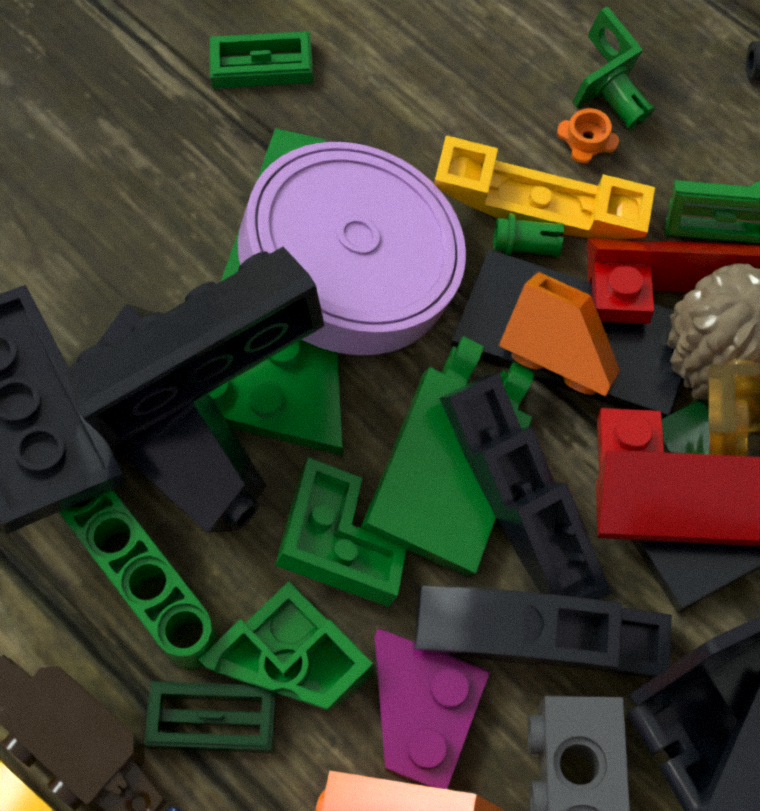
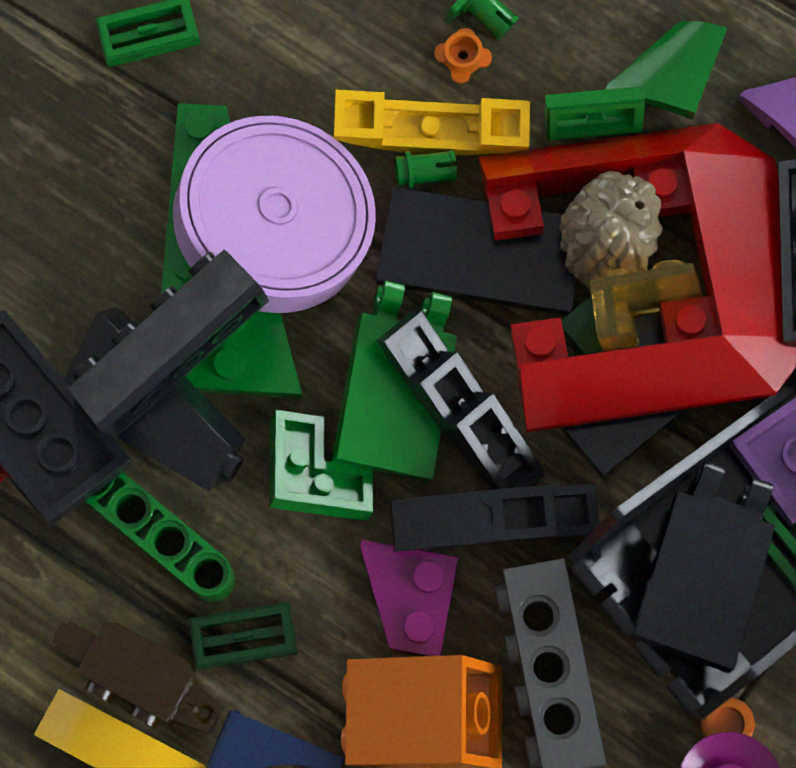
camera: 10 degrees left, 10 degrees up
(291, 653) = (296, 573): green slope -> none
(562, 332) = (469, 263): orange slope -> none

